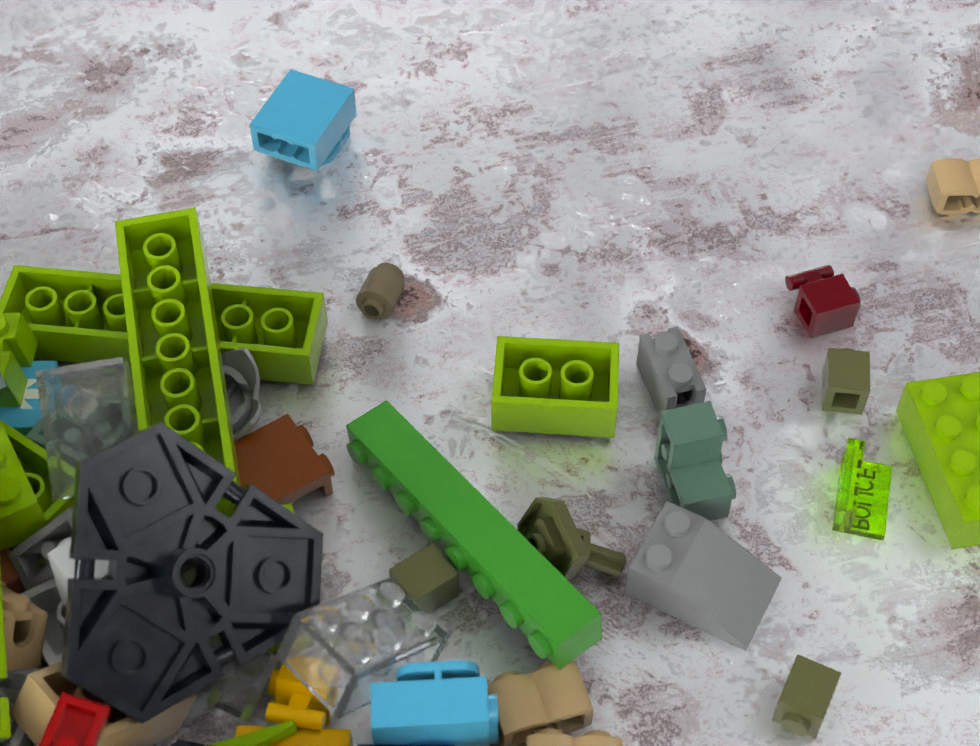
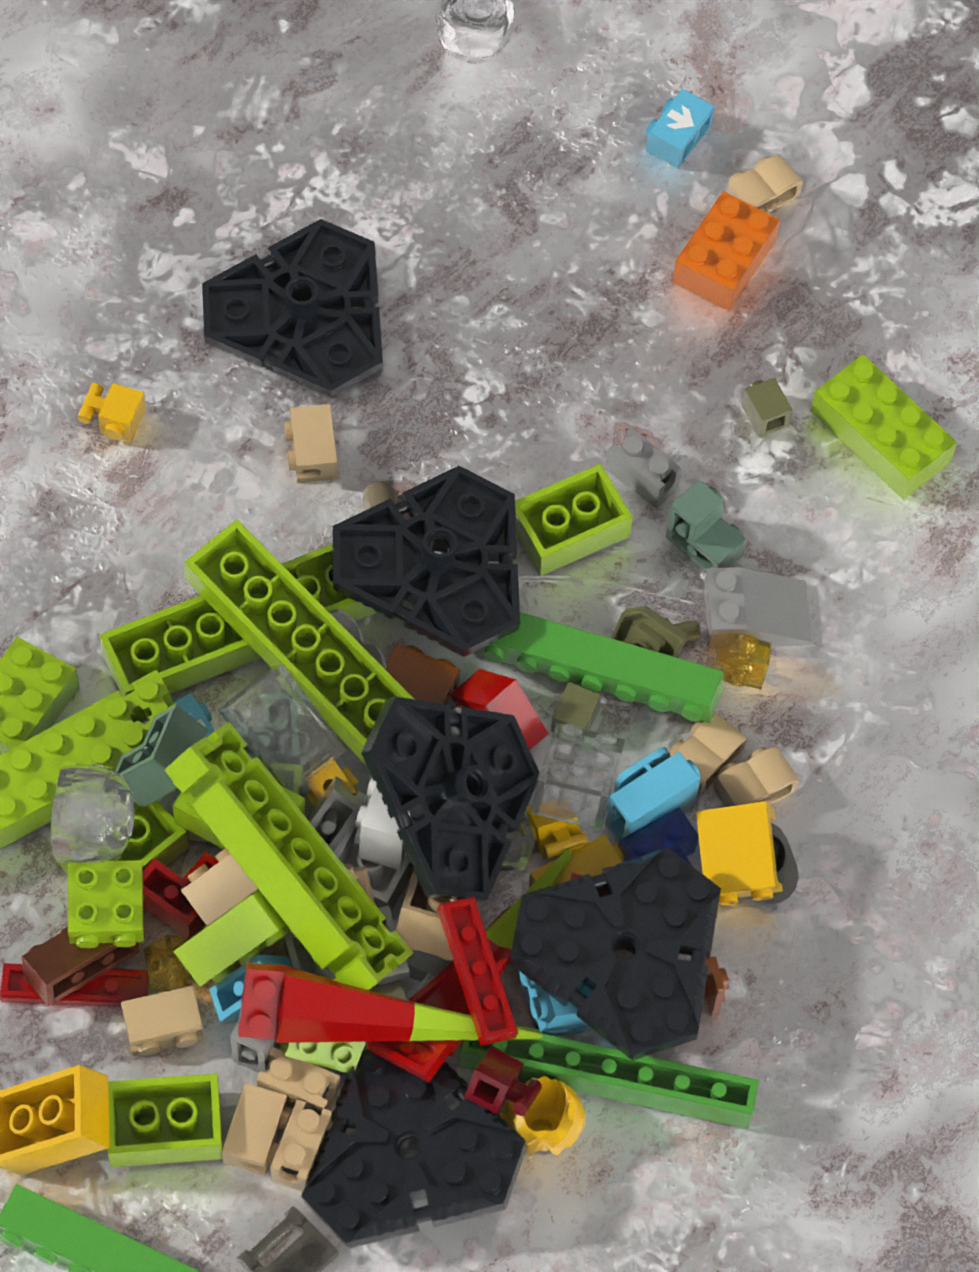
camera: 35 degrees left, 10 degrees up
(209, 107) = (117, 413): none -> yellow brick
(304, 120) = (213, 386): medium azure brick -> none
(346, 547) = (502, 695): none -> red brick
(360, 207) = (313, 443): none -> tan brick
(378, 353) = (455, 593): none -> black plate
(443, 107) = (318, 339): none -> black plate
(648, 623) = (744, 660): none -> clear yellow brick
(806, 697) = (871, 656): olive brick -> none
(824, 300) = (713, 350): dark red brick -> none
(861, 494) = (823, 490): clear neon green panel -> none
(892, 221) = (725, 251): none -> orange brick
(912, 103) = (679, 128): none -> medium azure brick

